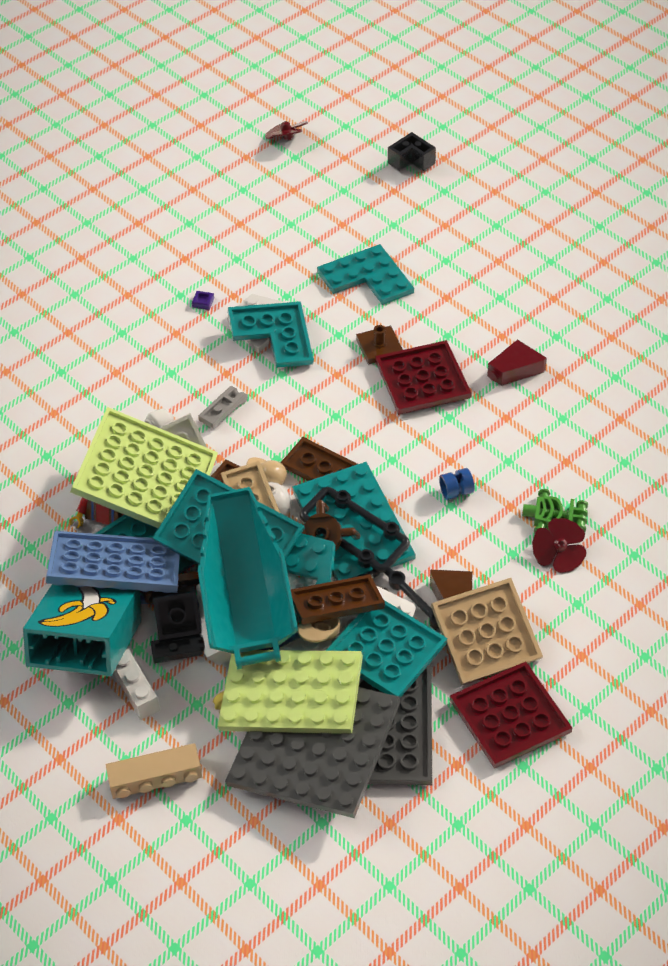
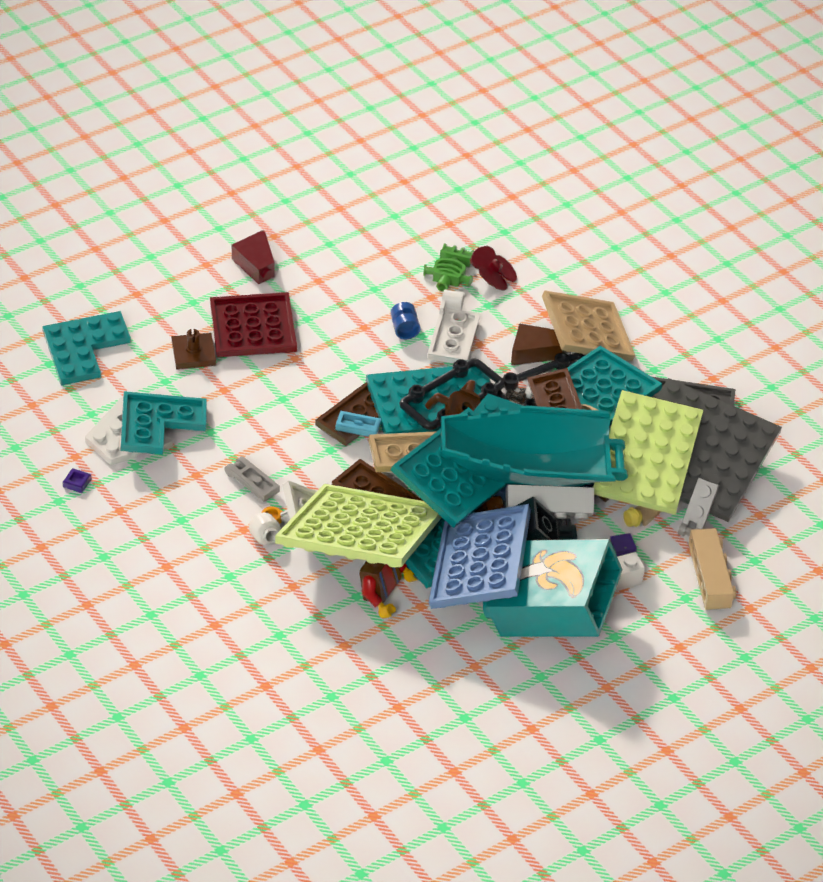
camera: 85 degrees left, 5 degrees down
(186, 697) = (623, 544): none -> dark purple tile
(229, 751) = (699, 506): none -> light grey plate
(273, 469) = (356, 449): tan cap -> none
(299, 477) = (362, 424): none -> medium azure tile
(487, 517) = (451, 309): none -> white hinge
(510, 714) = (670, 333): dark red plate -> none

